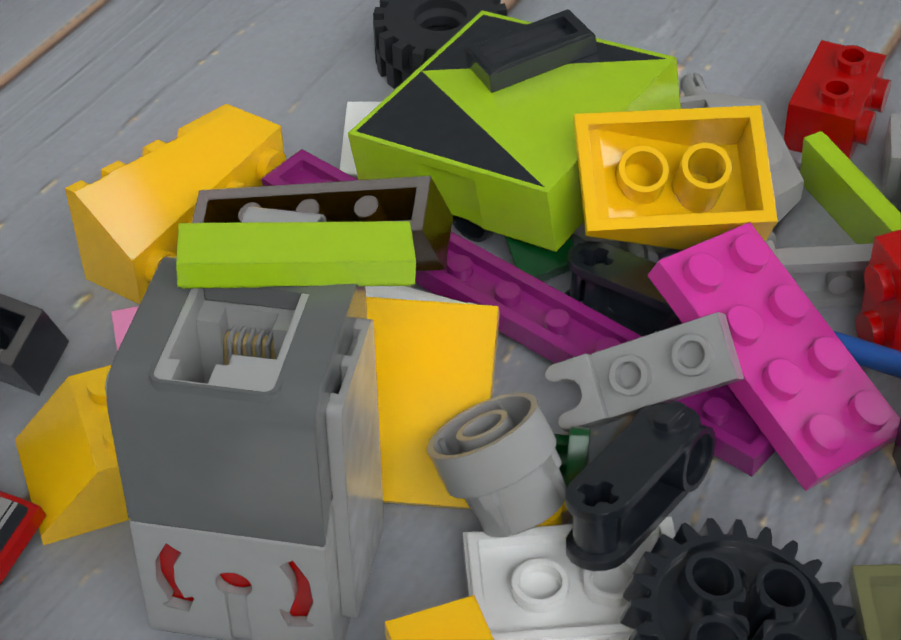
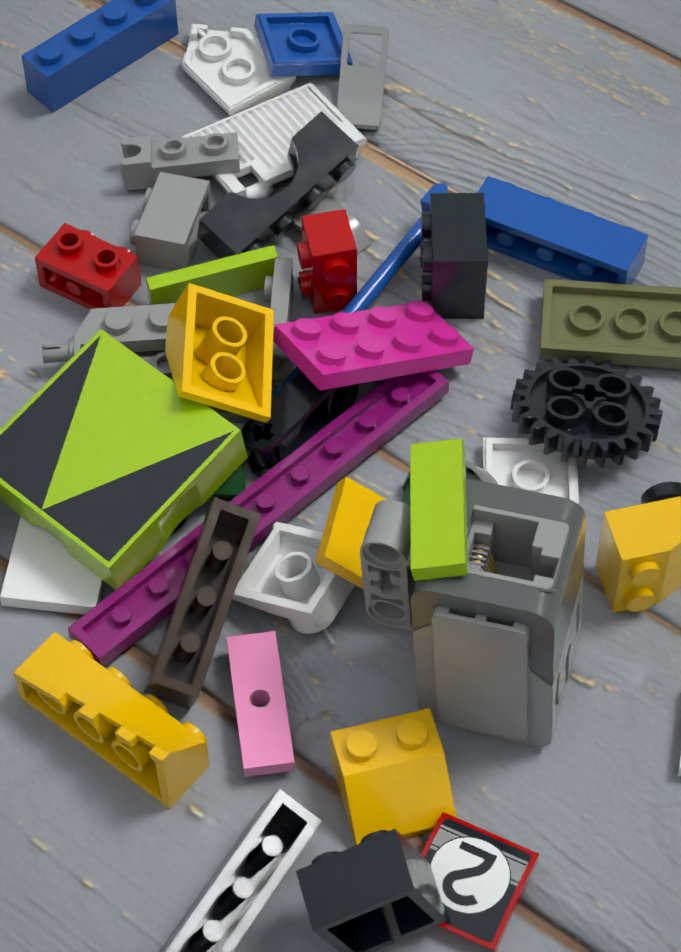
camera: 85 degrees left, 10 degrees up
(530, 50) = (59, 423): black tile -> none
(636, 484) = (485, 441): black piece -> none
(649, 371) = (386, 420): light grey plate -> none

